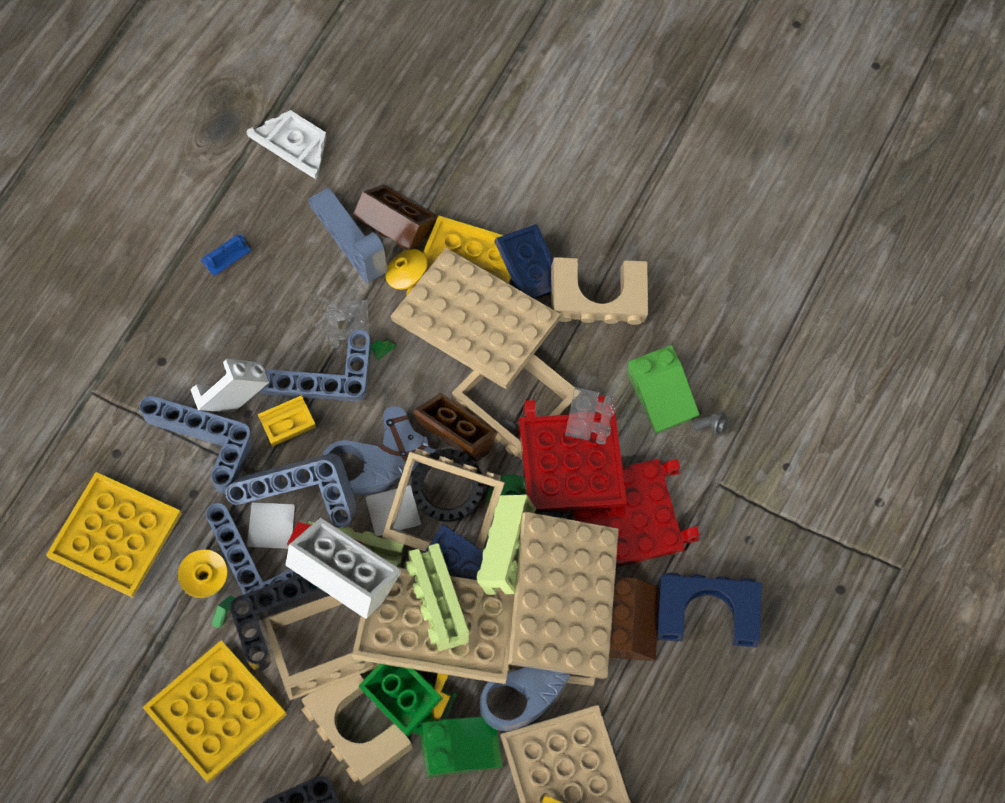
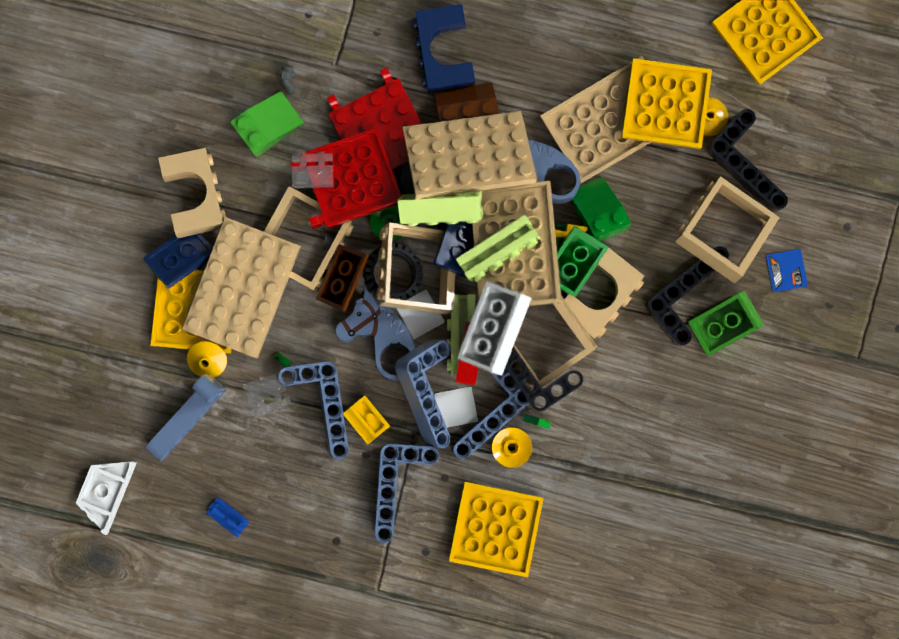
camera: 105 degrees left, 20 degrees up
(214, 711) = (616, 404): yellow plate -> none
(234, 389) = (350, 464): white panel -> none
(394, 216) = (158, 382): reddish brown slope -> none

